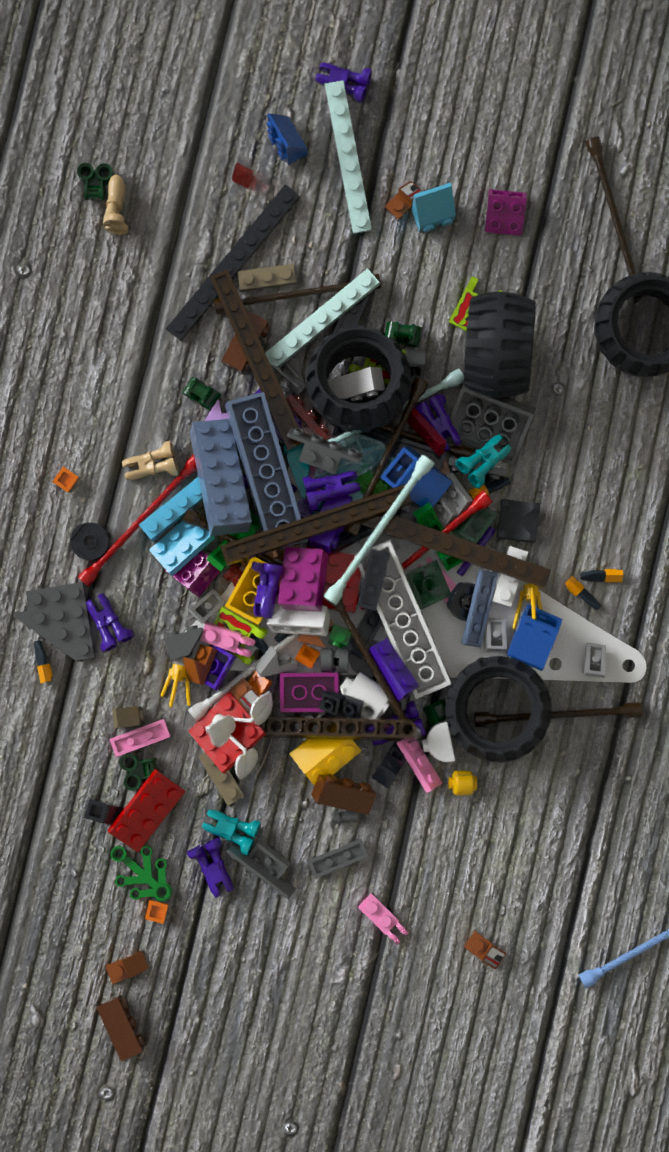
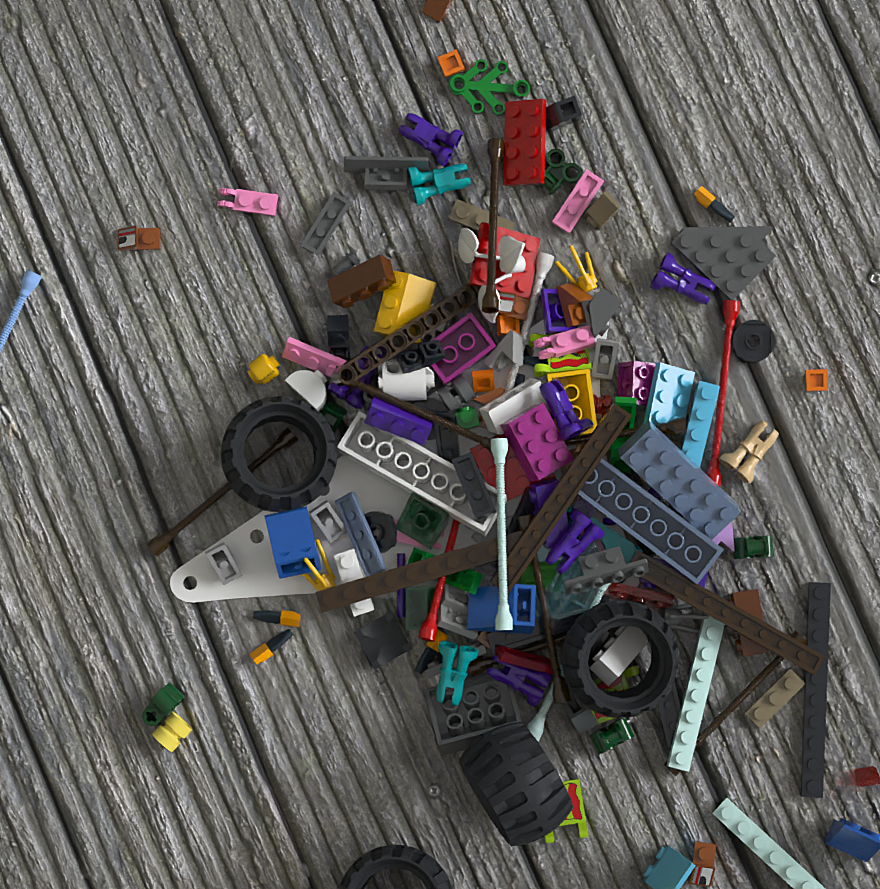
camera: 135 degrees right, 0 degrees up
(260, 707) = (490, 300): none -> dark brown hose

